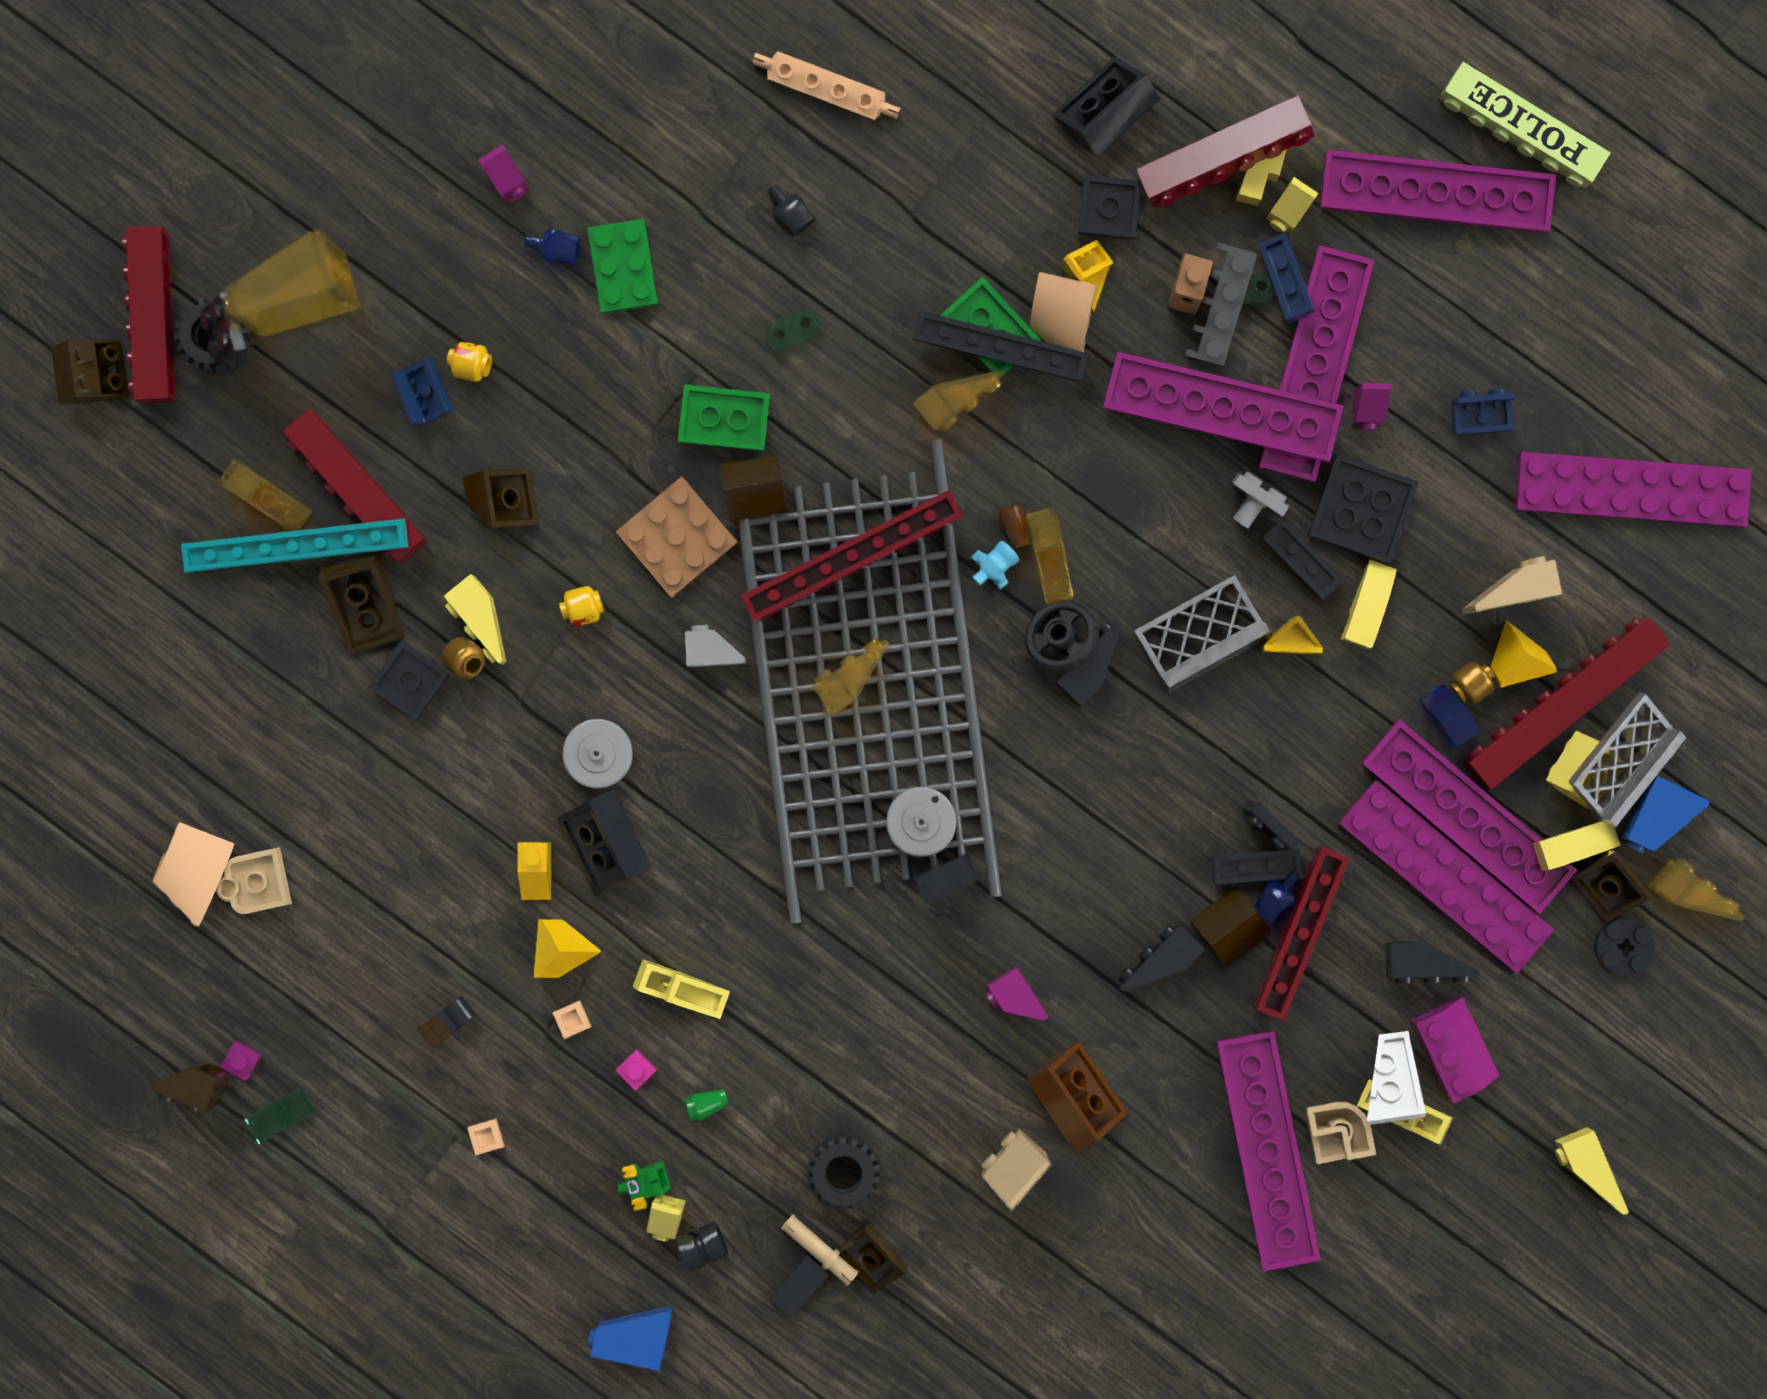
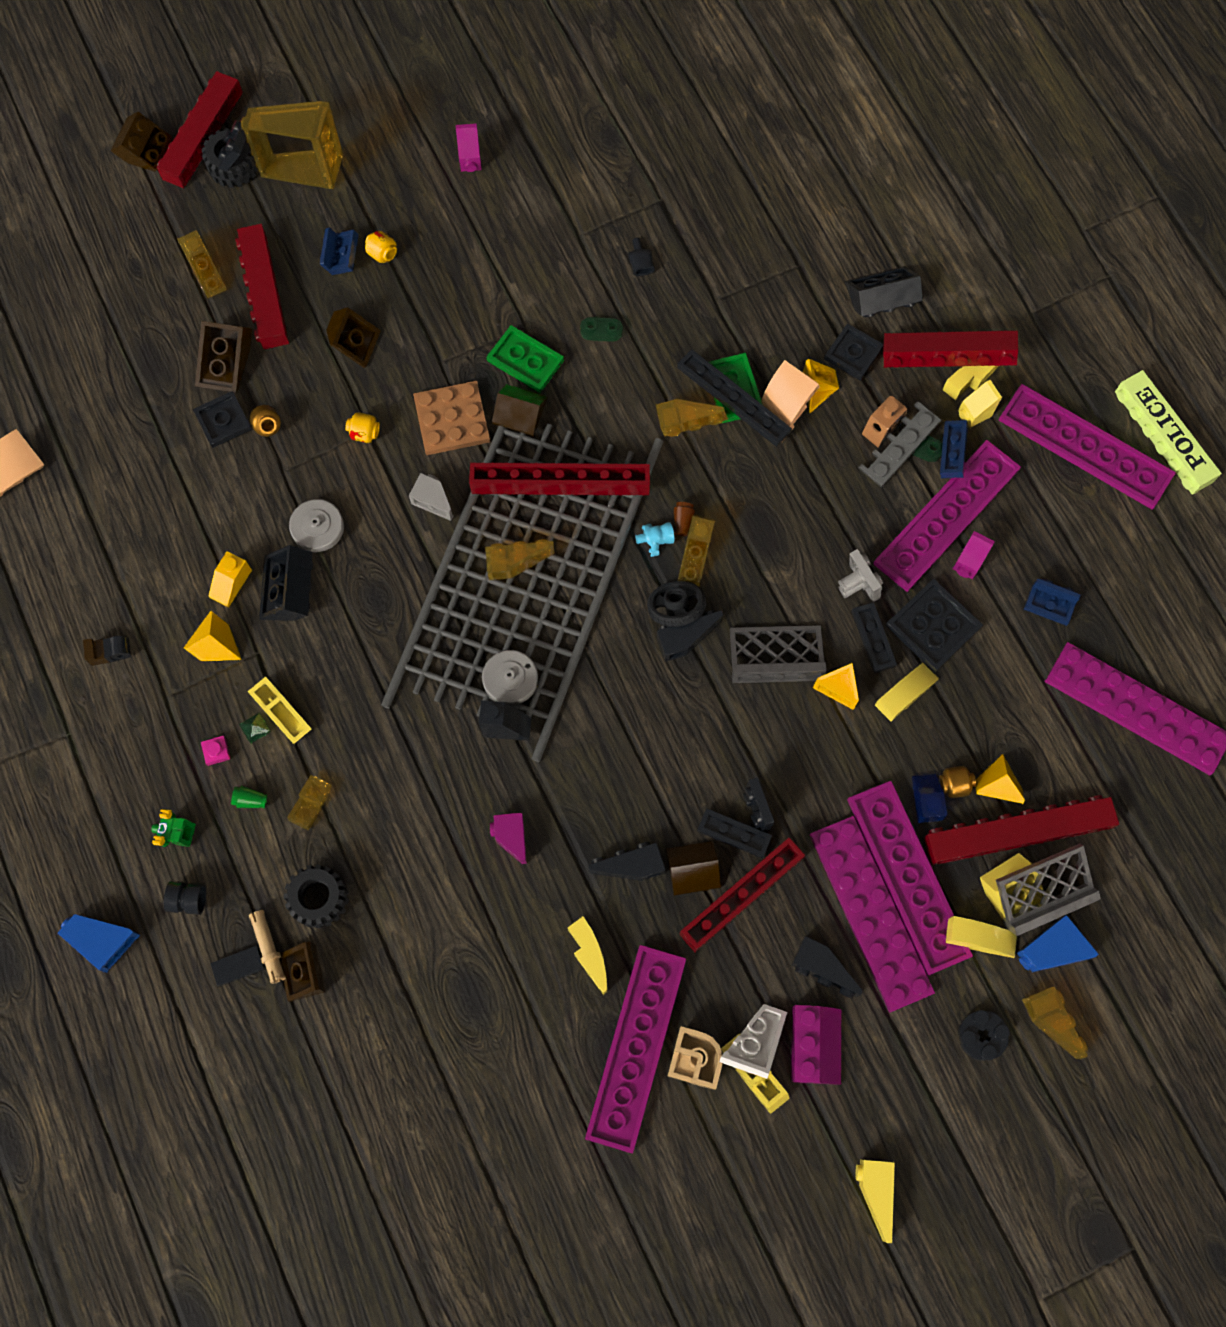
camera: 25 degrees right, 15 degrees down
(255, 882) = (41, 495): tan plate -> none
(295, 545) = (201, 300): teal tile -> none
(478, 611) = (293, 400): light yellow slope -> none
(485, 1136) = (85, 743): light nougat tile -> none
(556, 246) = (477, 208): clear blue piece -> none
(572, 1019) = (193, 693): light nougat tile -> none
(622, 266) = (513, 241): green plate -> none
(664, 1021) = (254, 728): none -> clear green slope
(665, 1217) = (171, 861): light yellow slope -> none
(774, 1073) = (309, 802): none -> clear yellow slope
(826, 85) = (705, 197): light nougat plate -> none
(1015, 1167) = (441, 957): tan slope -> none
(1077, 1097) = (515, 931): reddish brown slope -> none
(1168, 1078) = (589, 954): none -> light yellow slope
(1223, 407) = (869, 510): magenta plate -> none
(1277, 898) = (738, 863): clear blue piece -> none
(1531, 582) = (1027, 729): tan slope -> none
(1610, 885) = (993, 981): dark brown slope -> none

